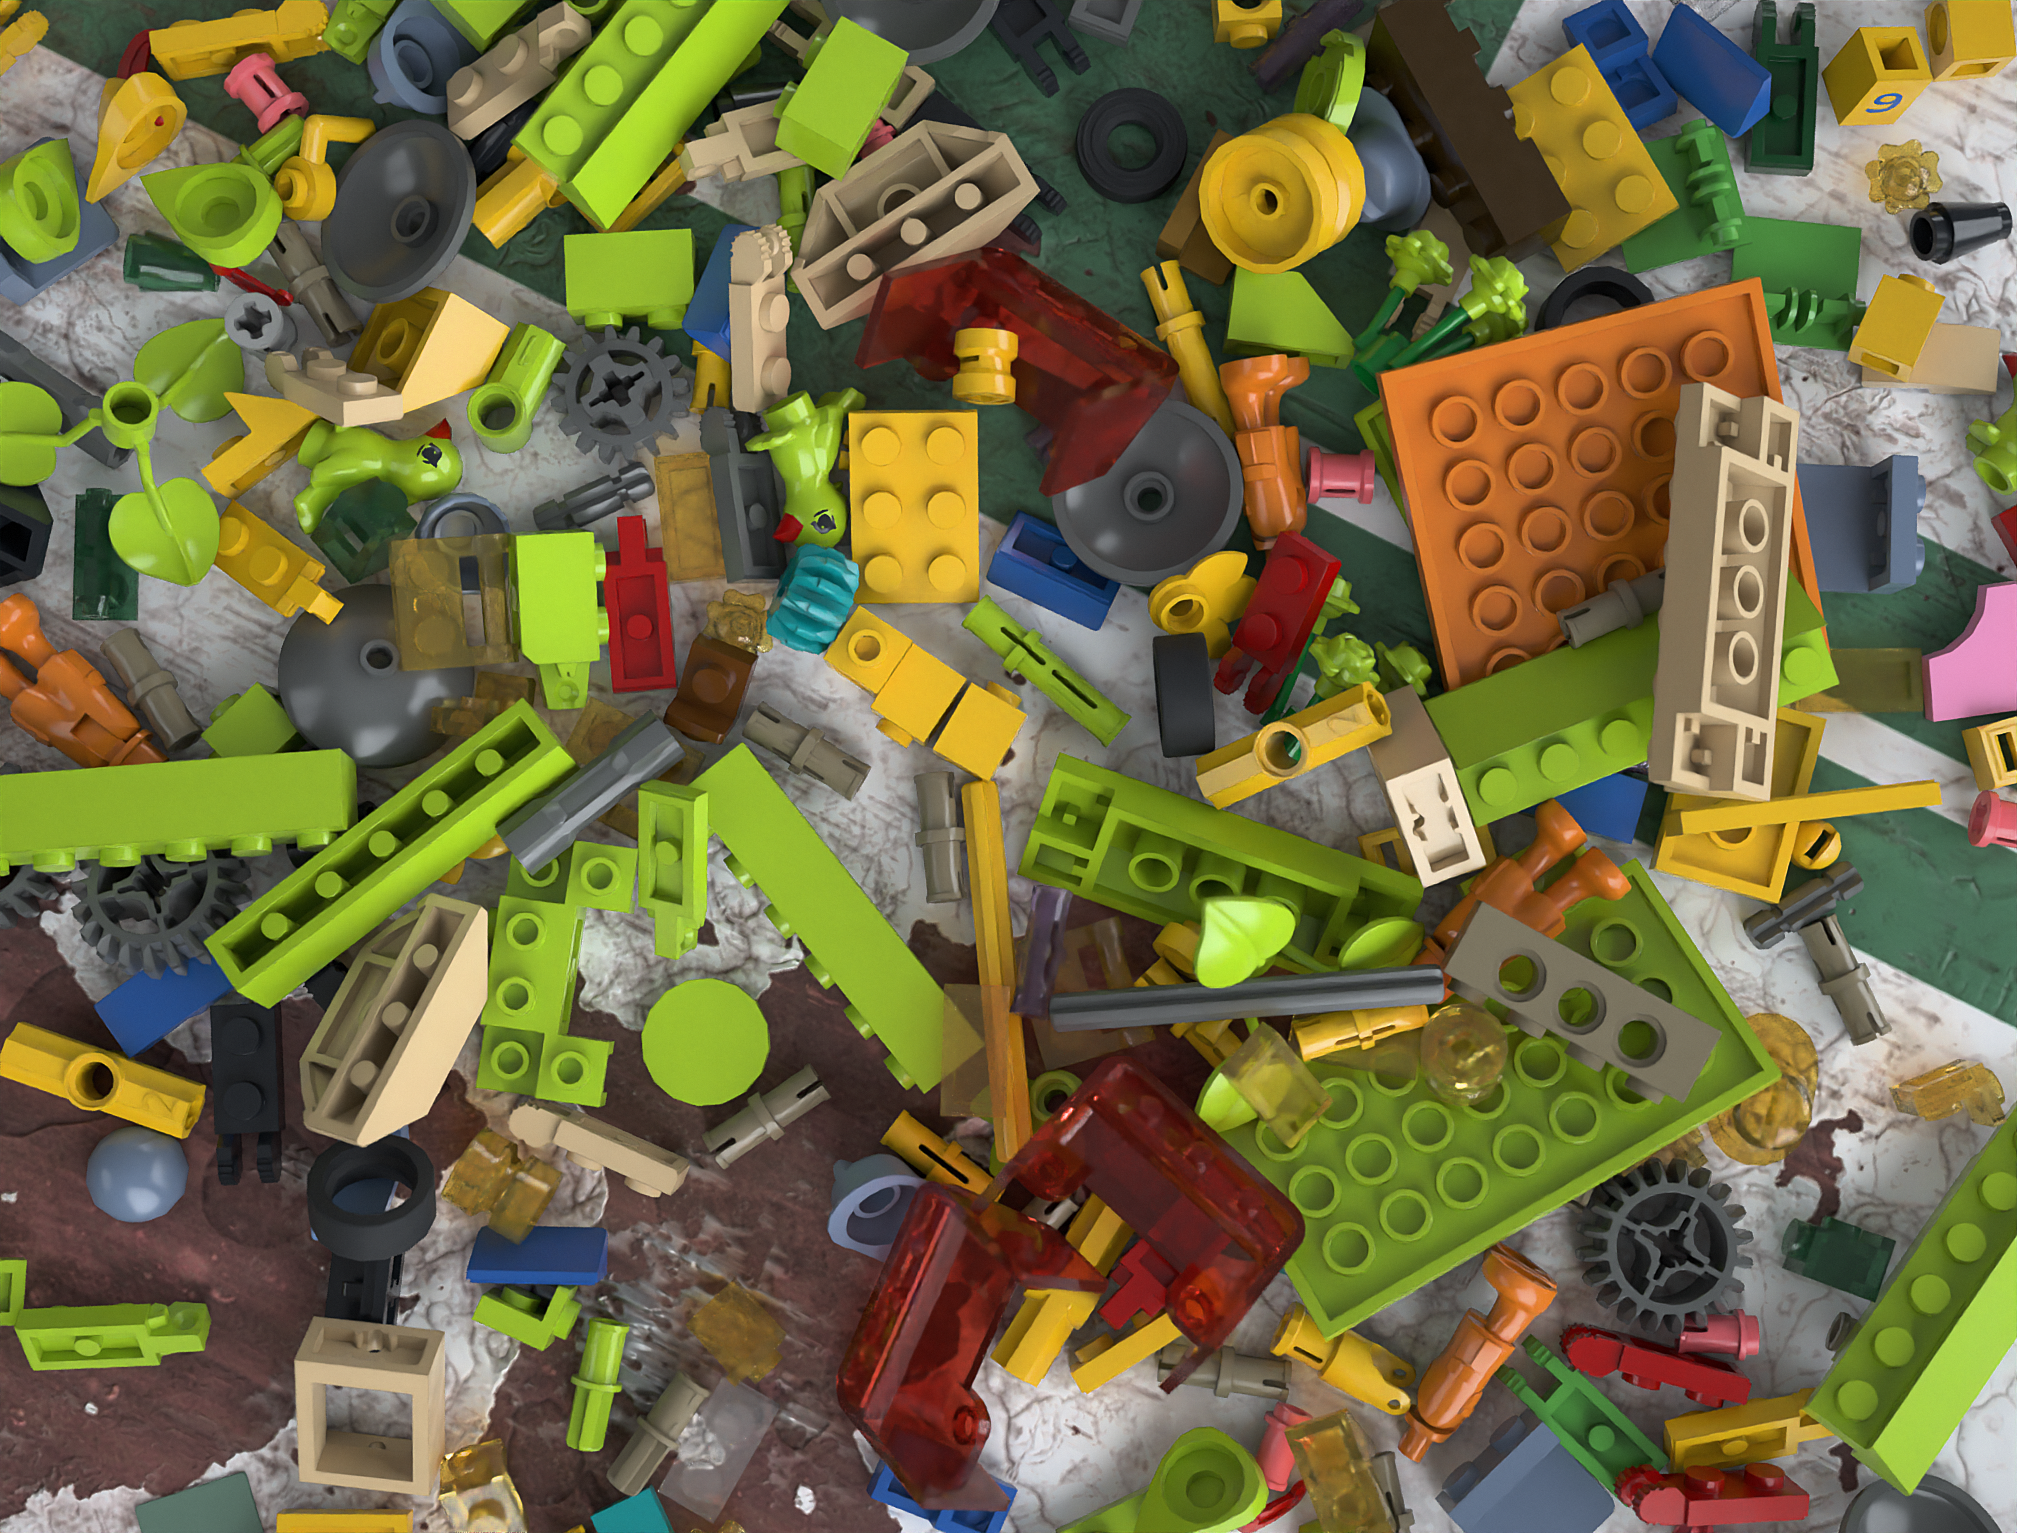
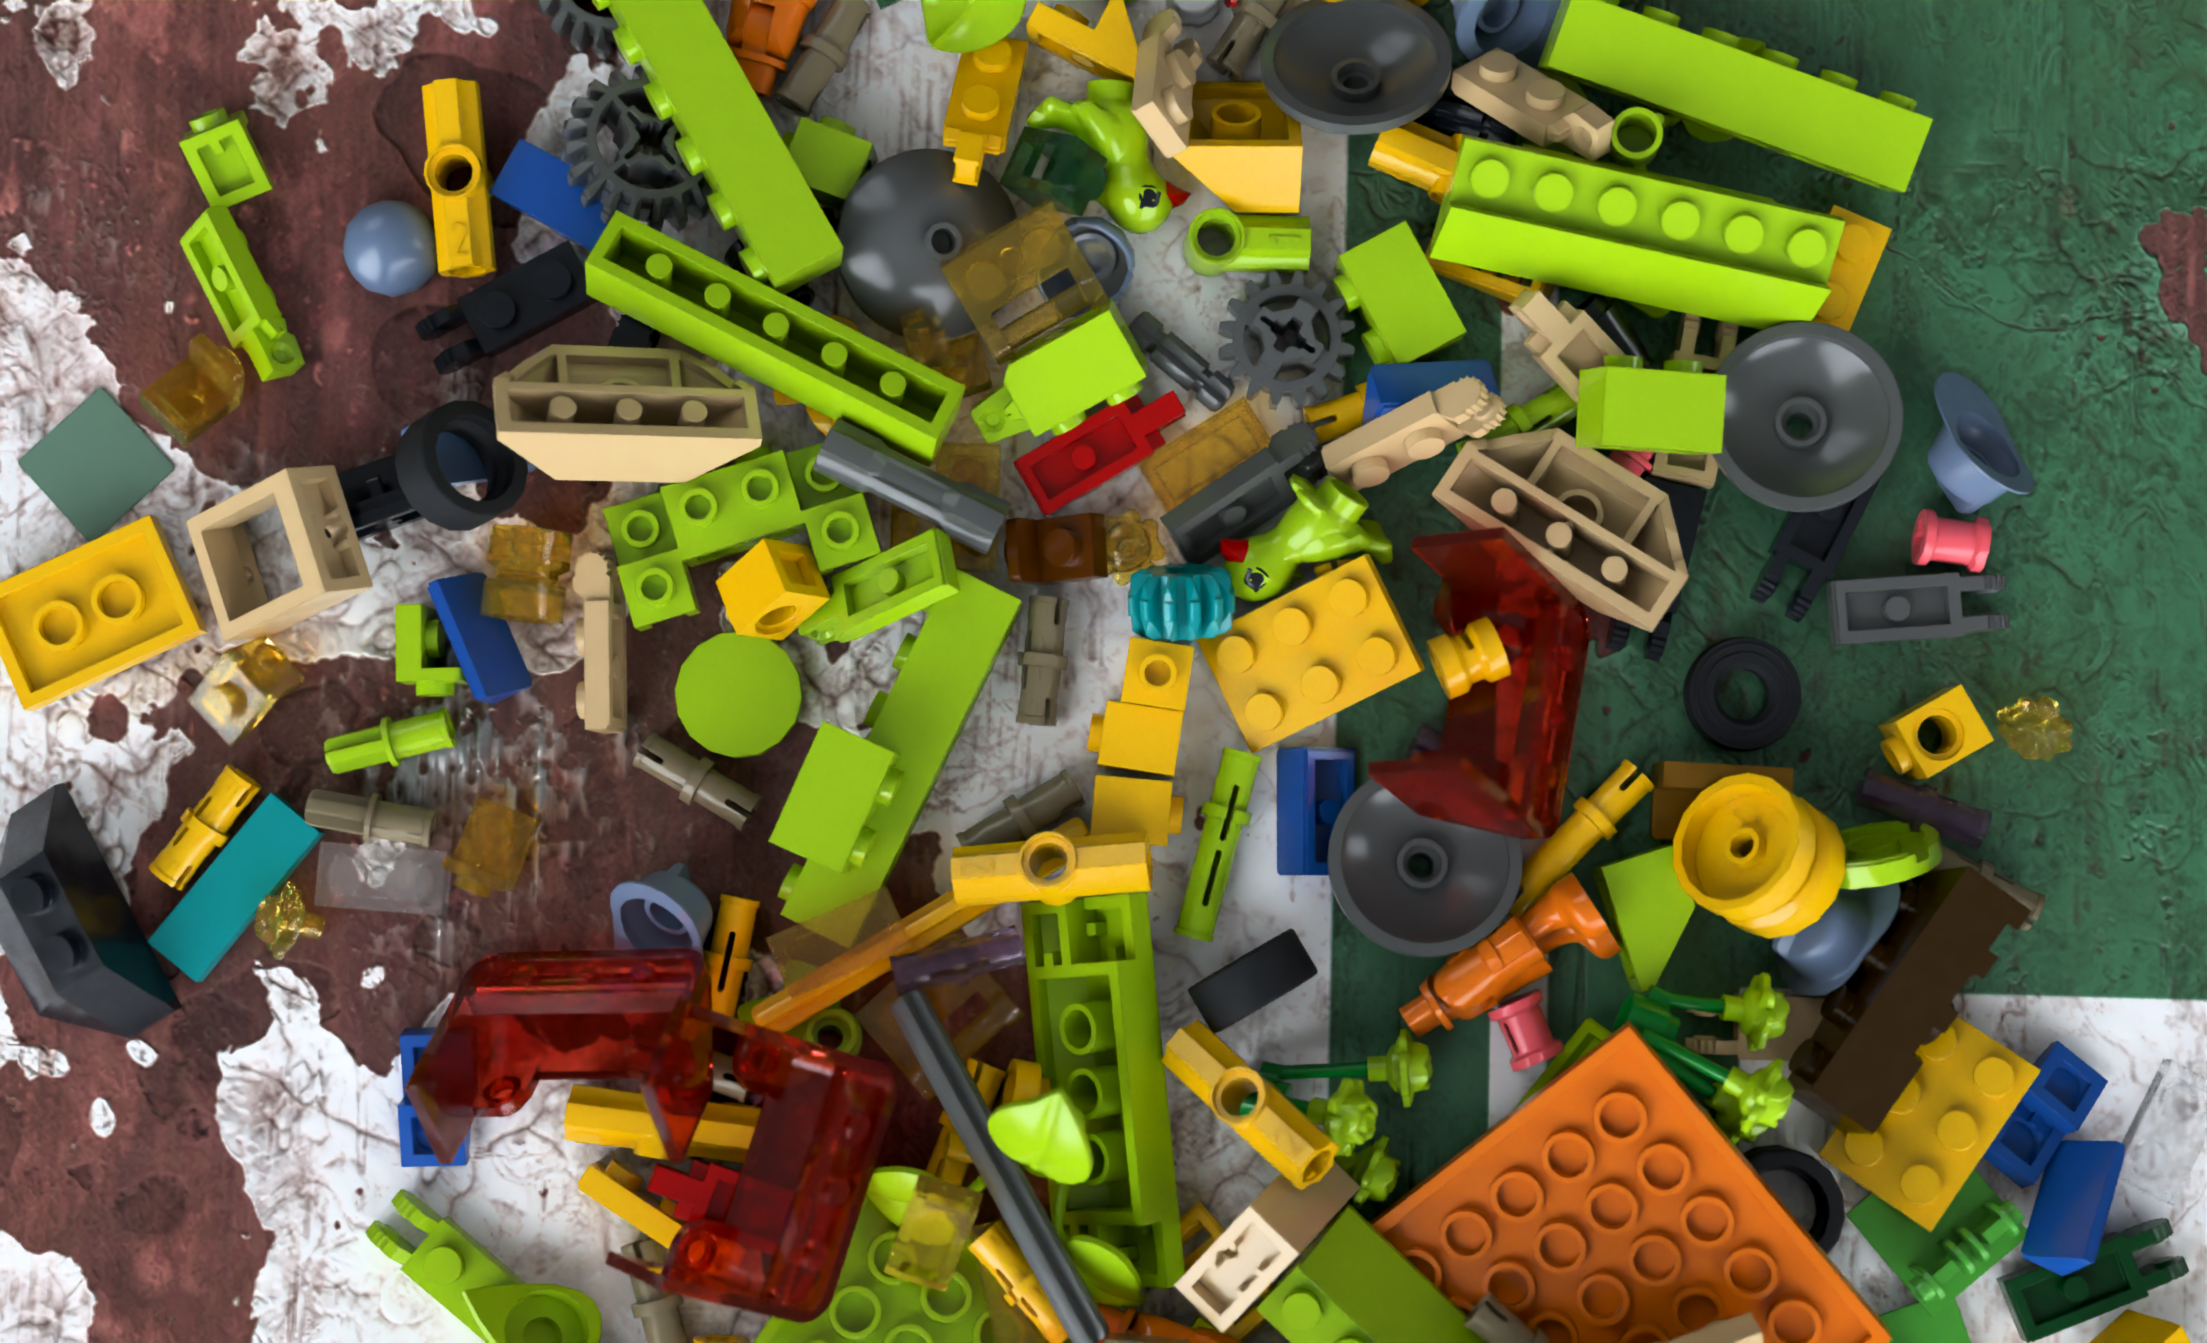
camera: 70 degrees right, 0 degrees up
(181, 1416) = (196, 391): none -> clear yellow bracket
(624, 964) = (772, 589): none -> yellow brick
(843, 990) = (836, 799): none -> lime brick
(982, 865) = (1011, 869): none -> yellow piece
(1209, 599) = (1350, 962): yellow plate -> none
(1278, 619) = (1363, 1035): red hinge -> none

